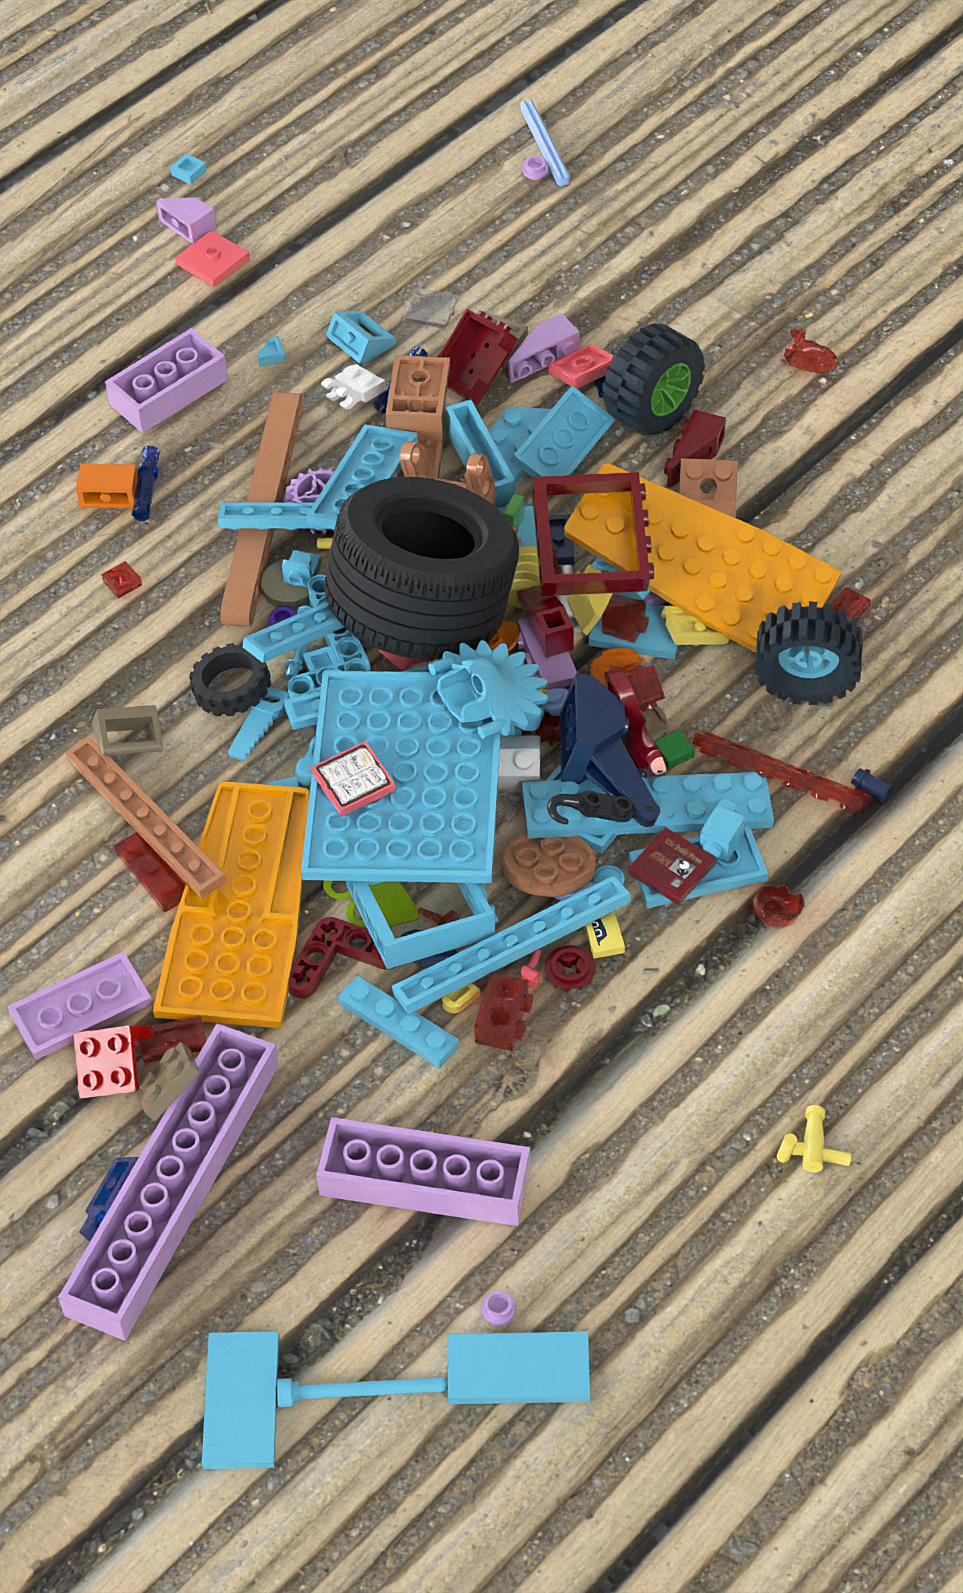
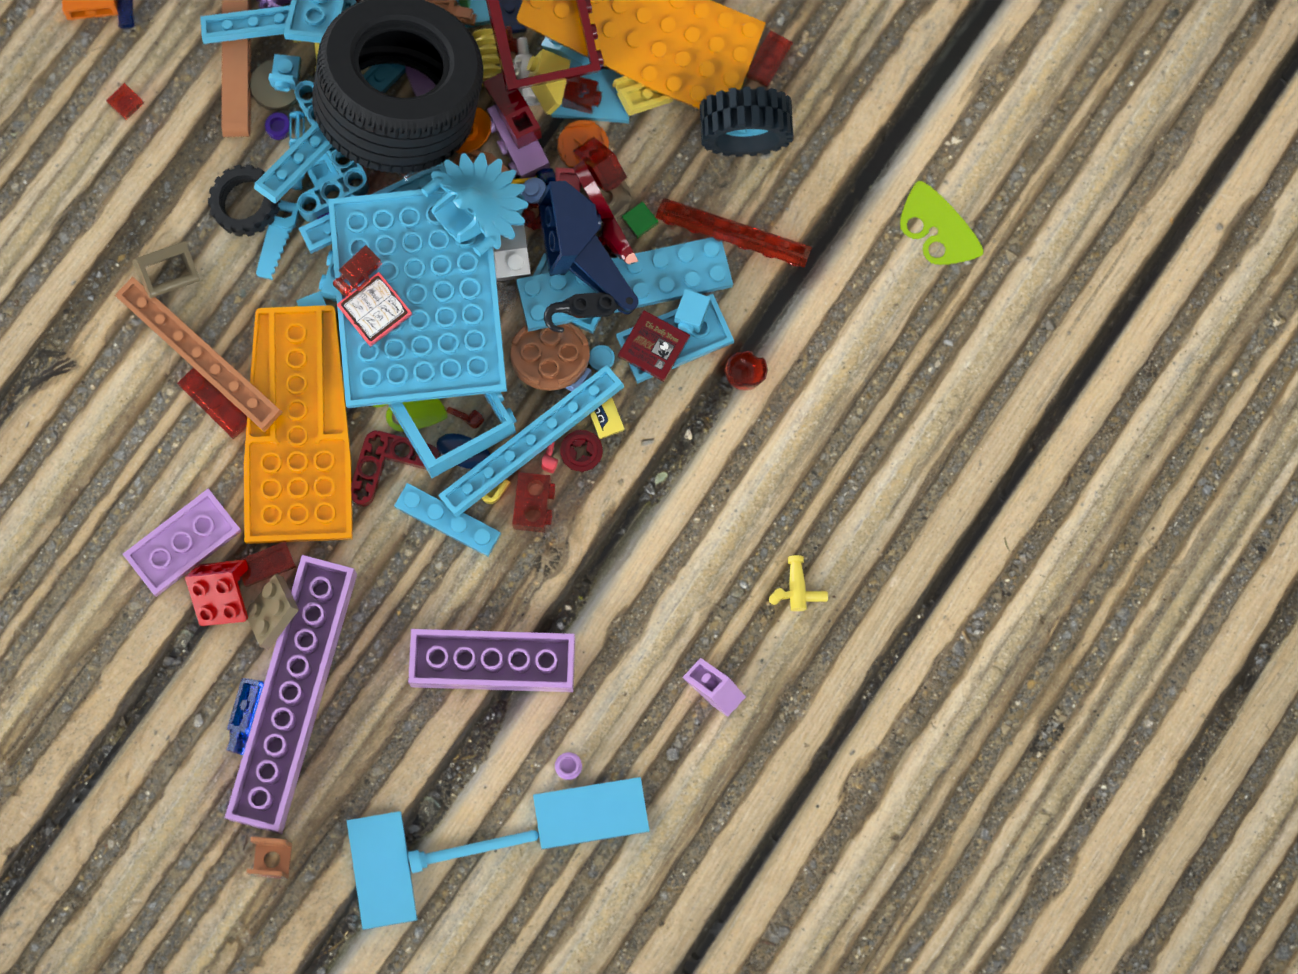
camera: 10 degrees left, 25 degrees up
(106, 1344) = (265, 846): none -> nougat piece
(342, 735) = (357, 271): none -> clear red piece
(697, 1239) = (714, 687): none -> lavender slope
(870, 784) = (811, 236): dark blue pin -> none

